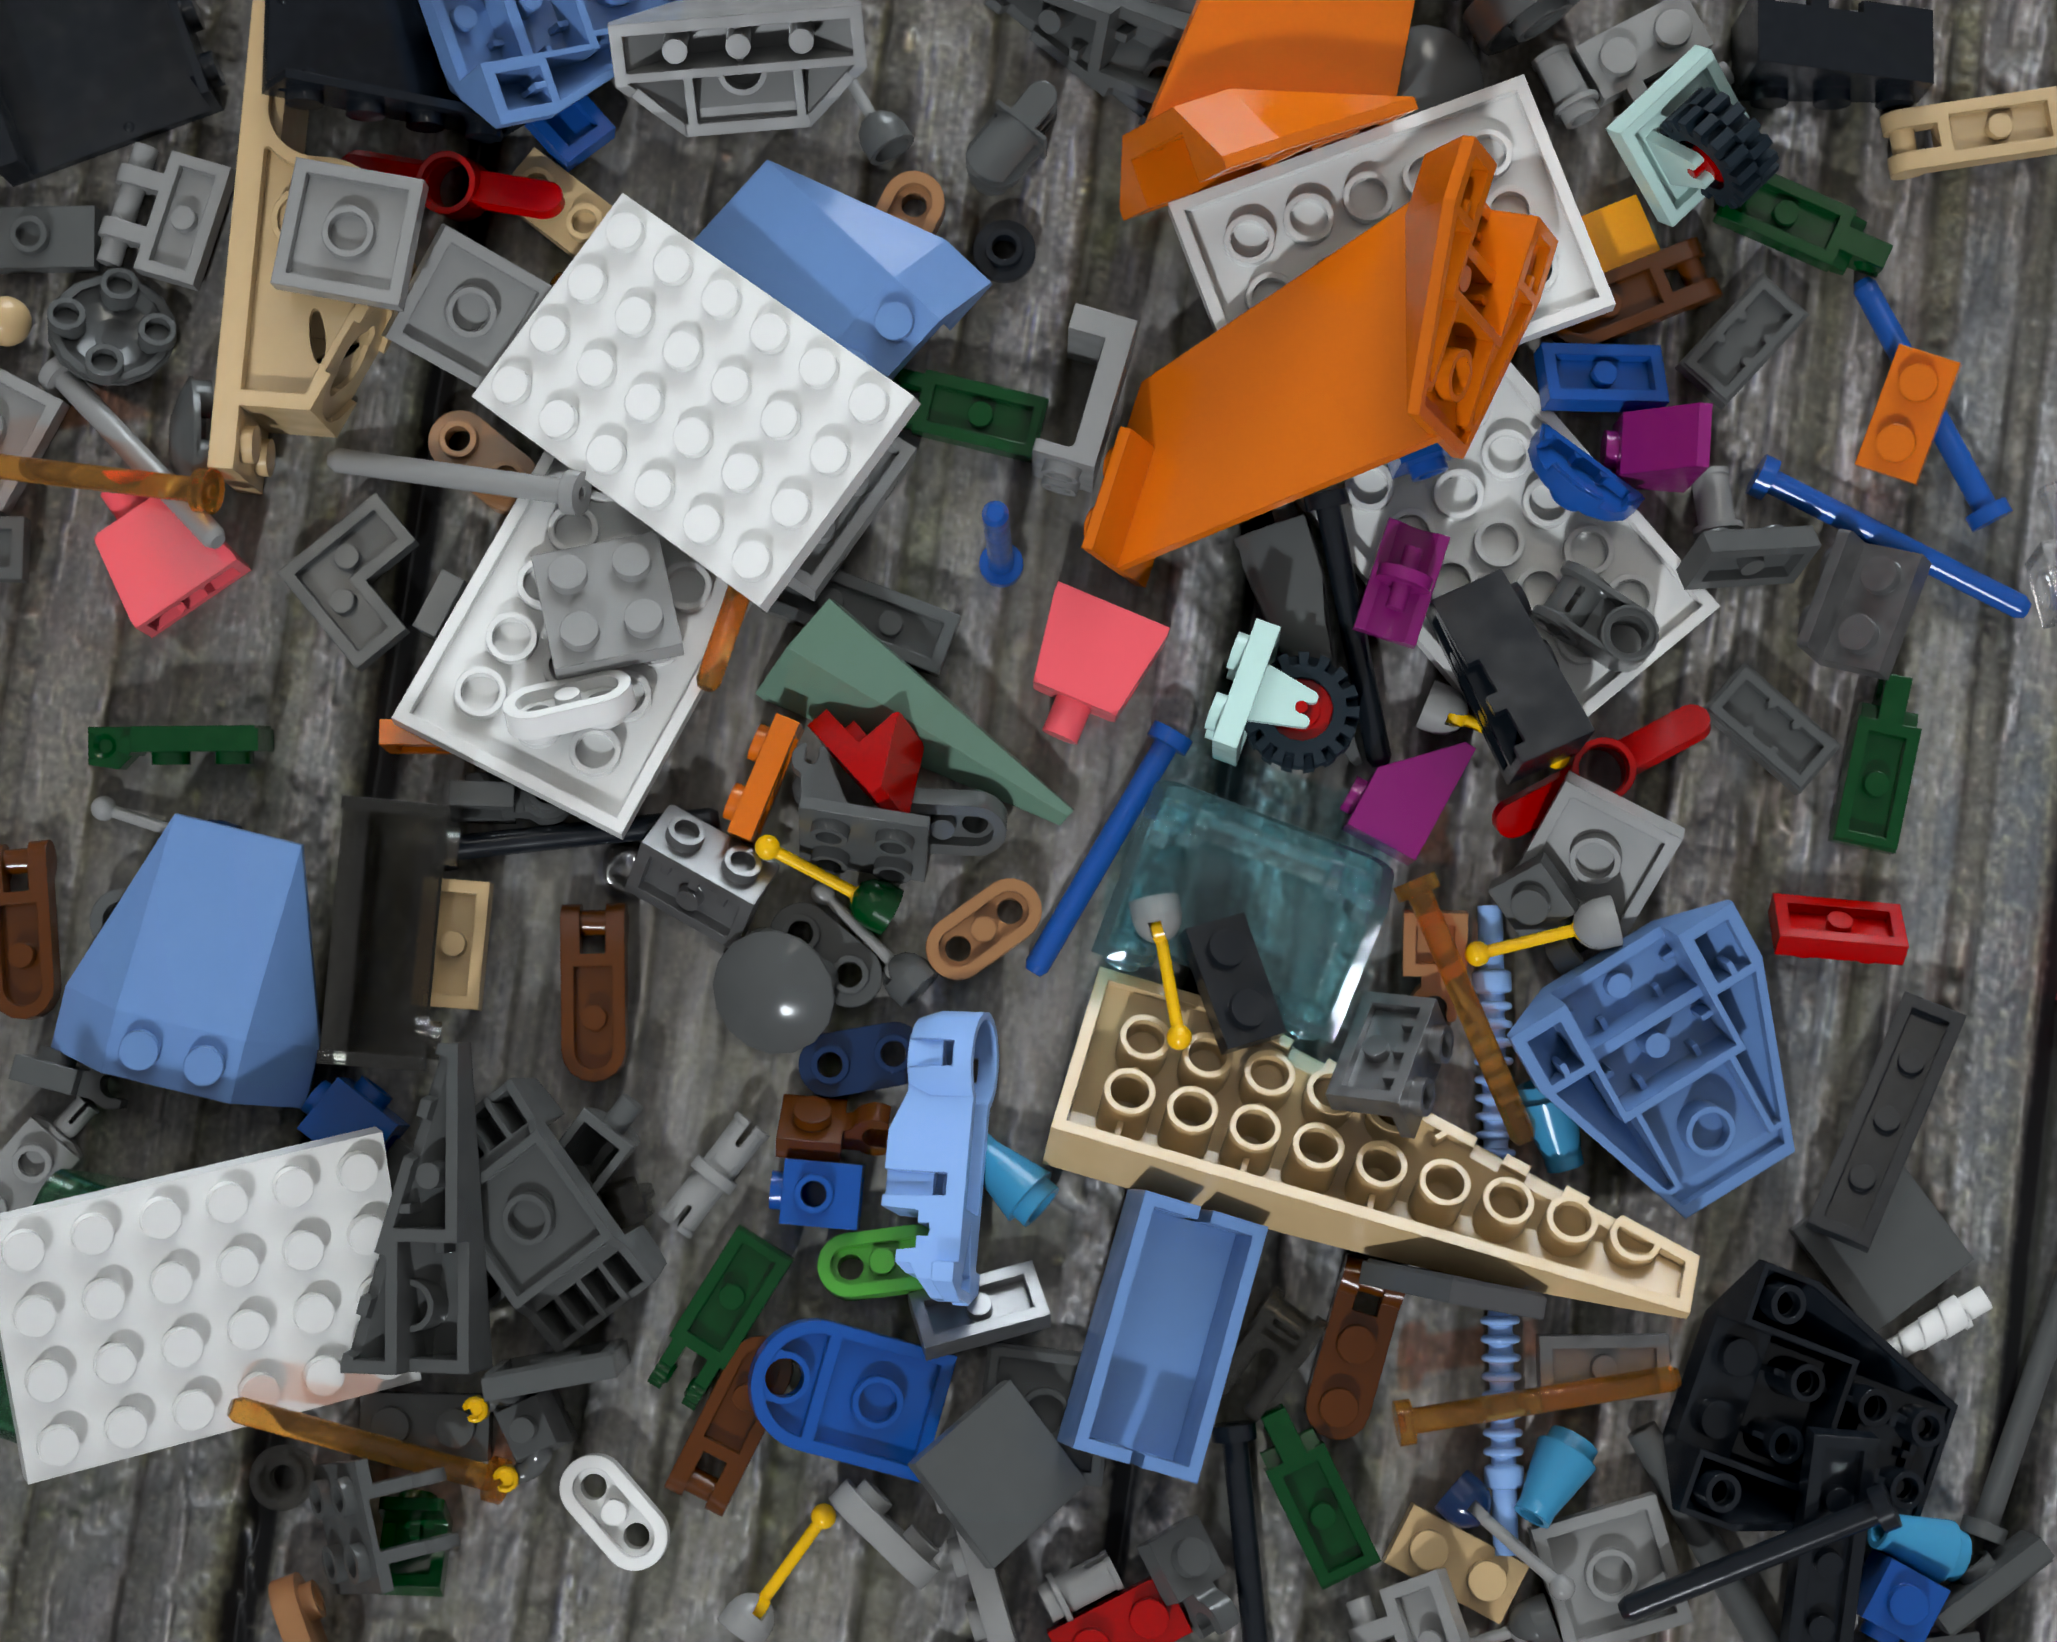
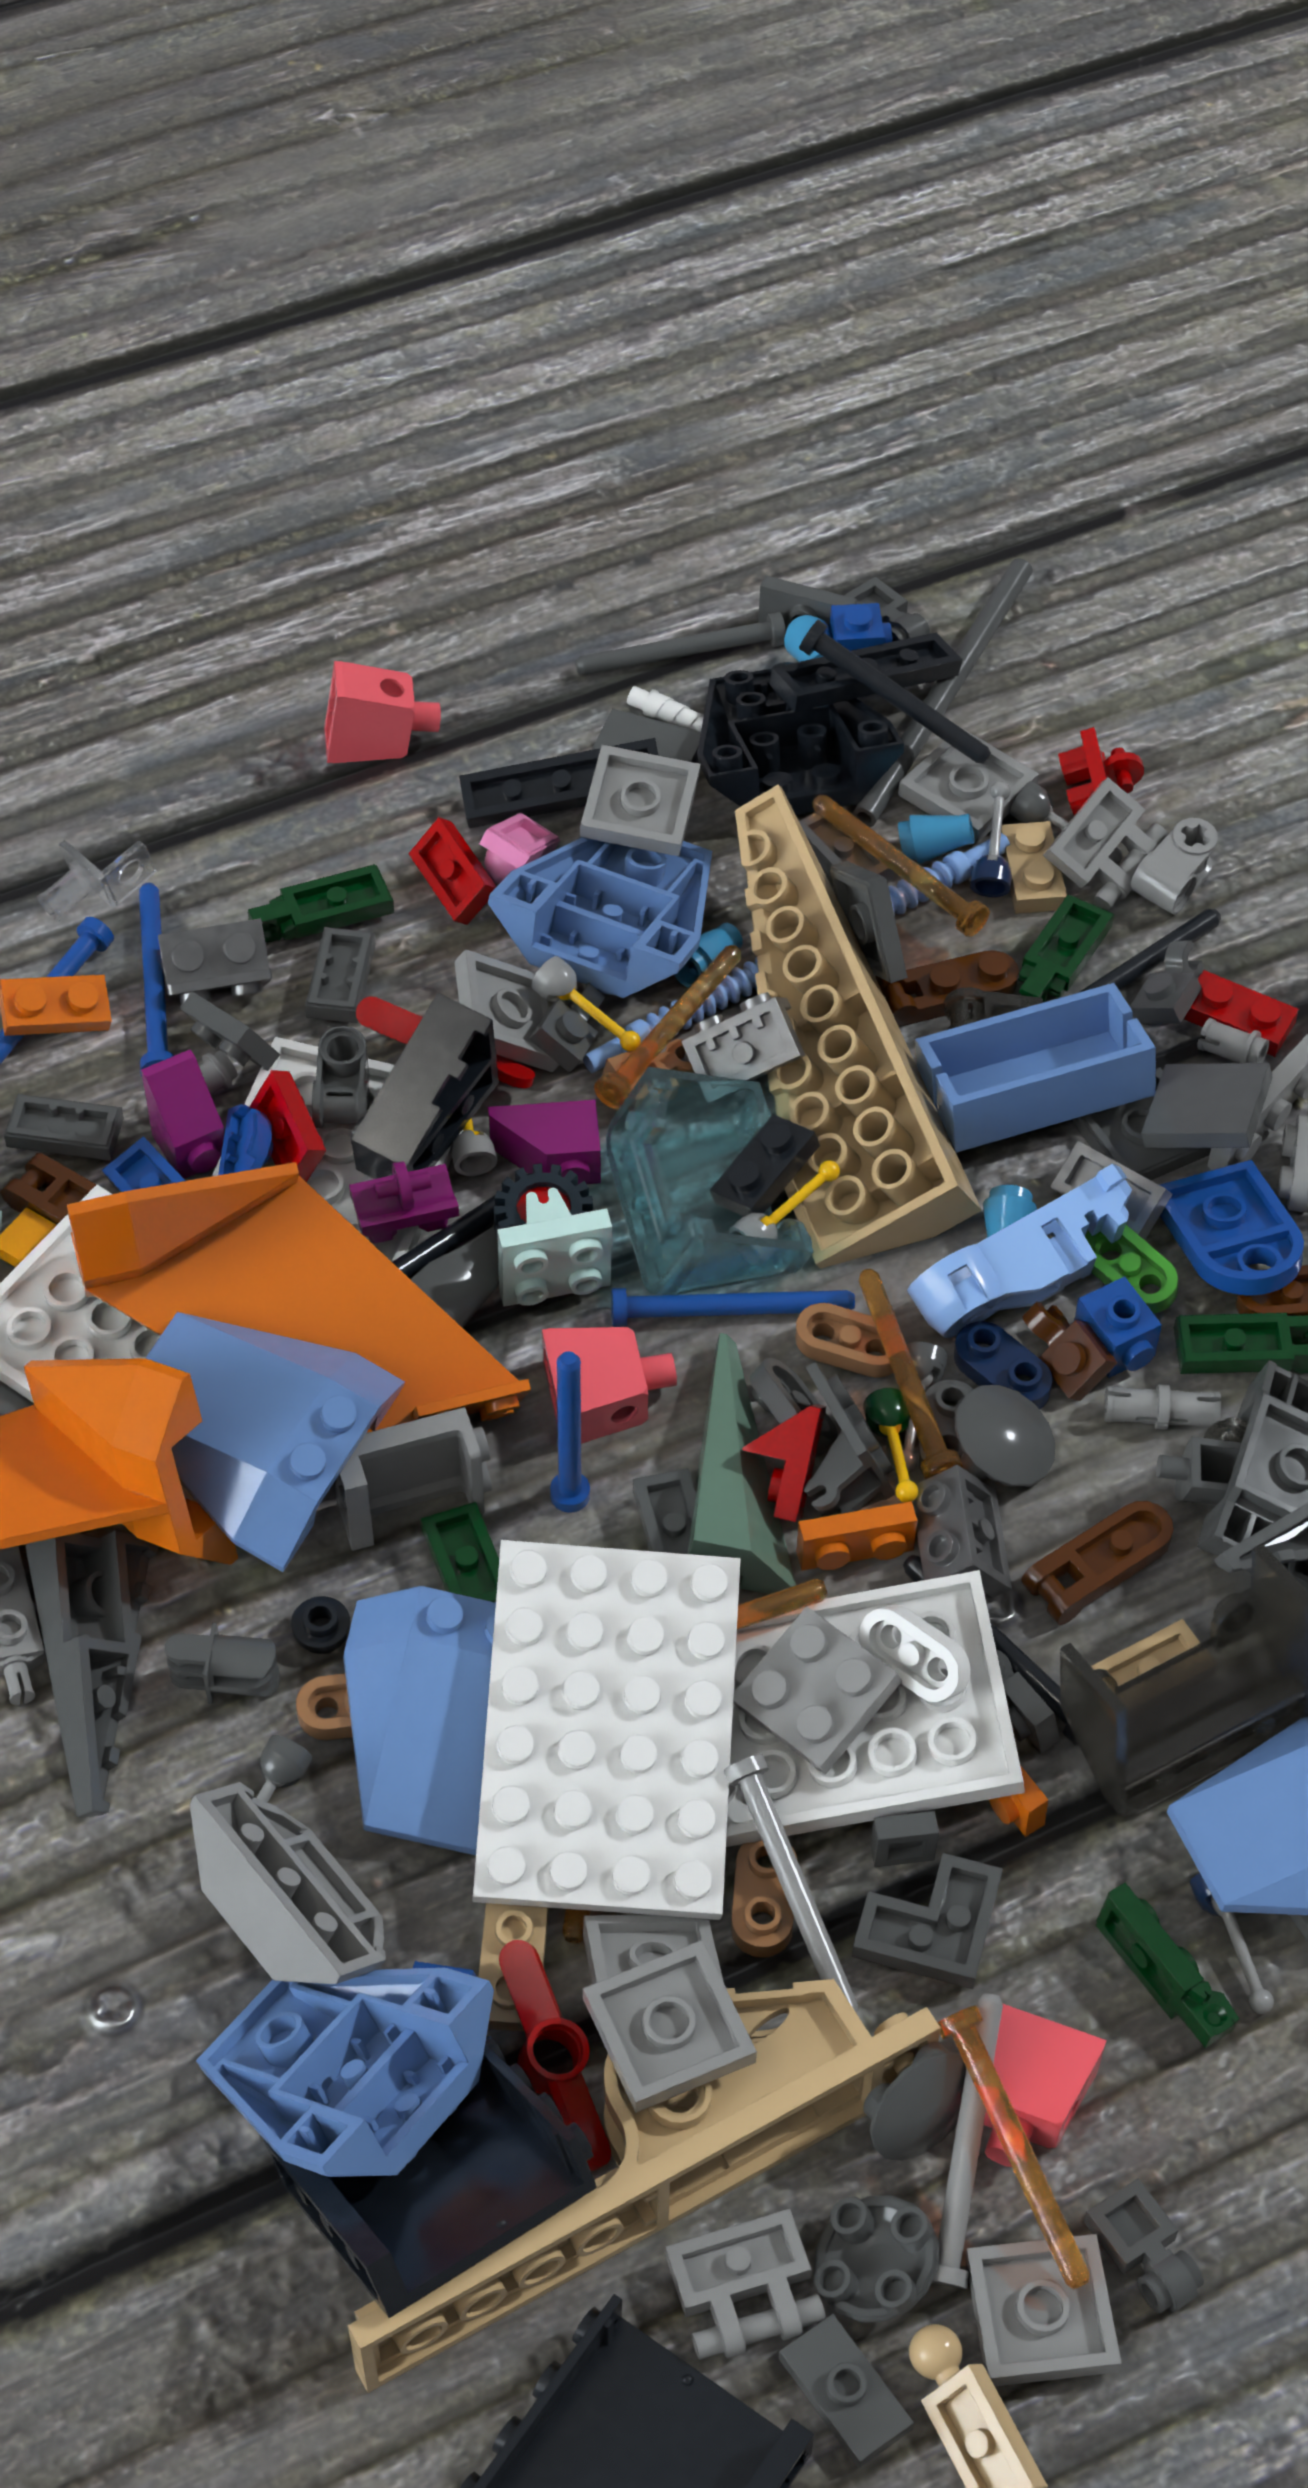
camera: 125 degrees left, 30 degrees down
(893, 941) = (936, 1453): none -> clear orange bar
(1211, 277) = (272, 1427): none -> medium blue wedge
(1549, 527) = (292, 1126): none -> red plate
(1784, 1167) = (640, 800): none -> light grey plate
(1822, 1014) = (515, 844): none -> bright pink tile

